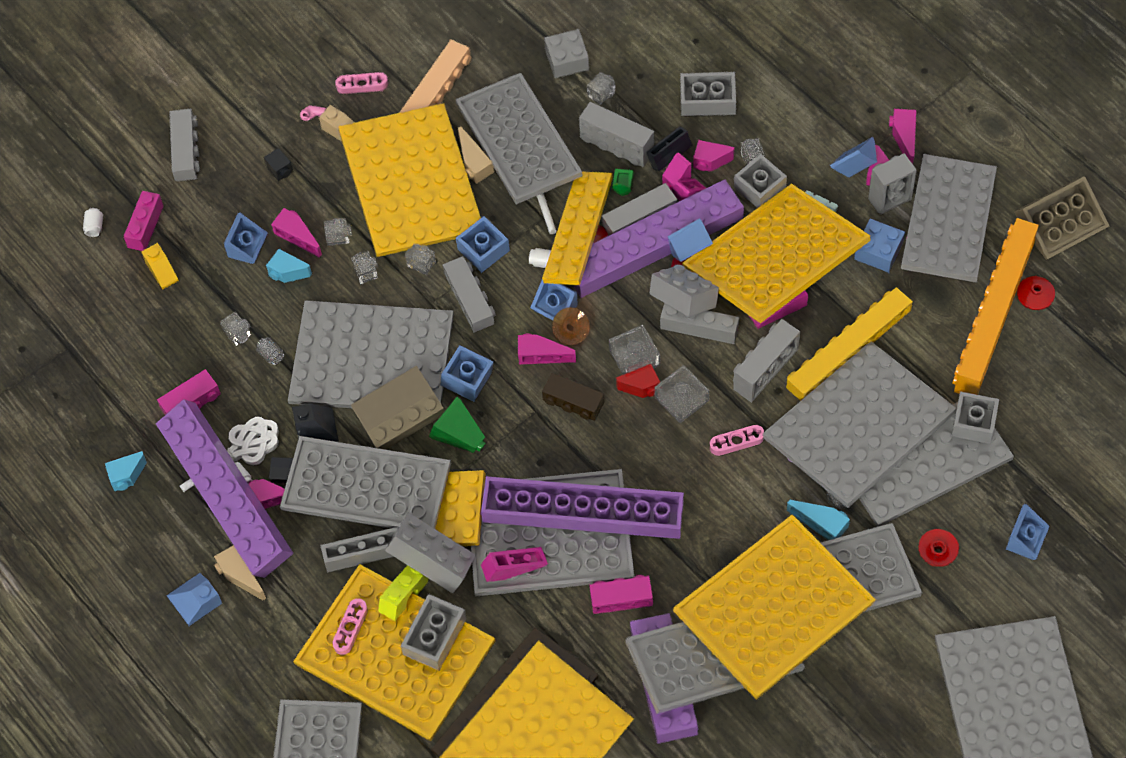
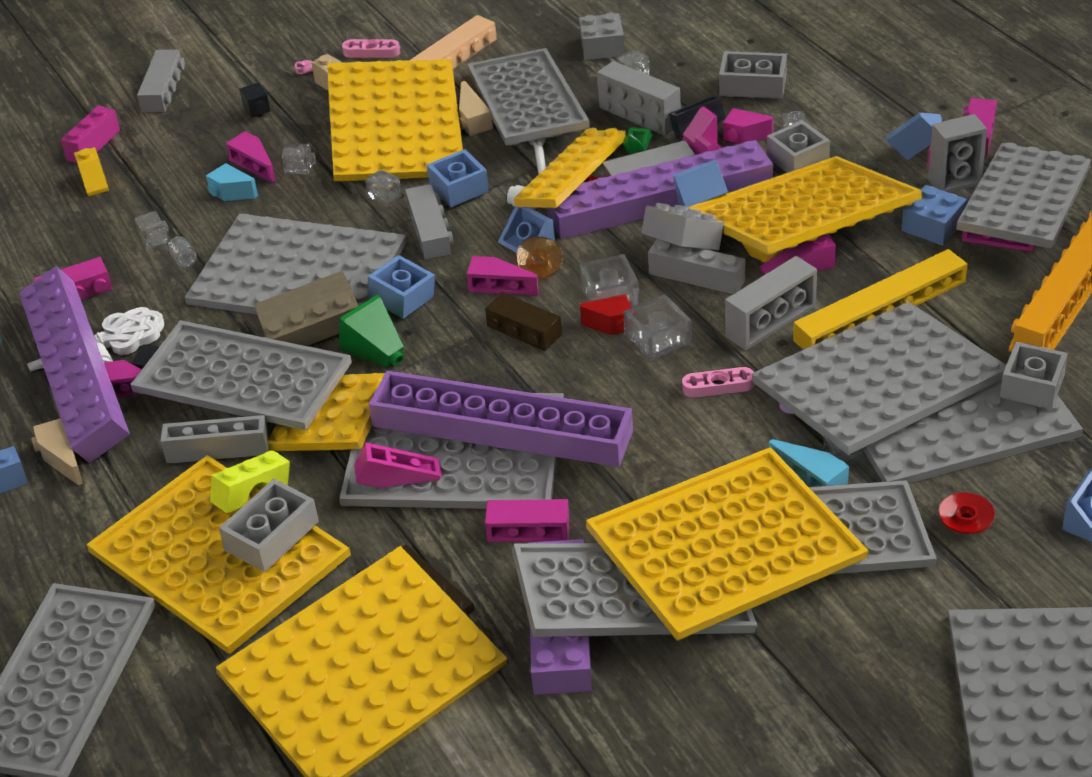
camera: 10 degrees right, 20 degrees down
(93, 222) = (37, 133): white brick -> none
(244, 239) = (191, 156): medium blue slope -> none
(315, 422) = (207, 311): black slope -> none
(349, 617) = (157, 526): bright pink beam -> none
(364, 267) = (317, 190): clear brick -> none
(430, 552) = (293, 441): light grey brick -> none

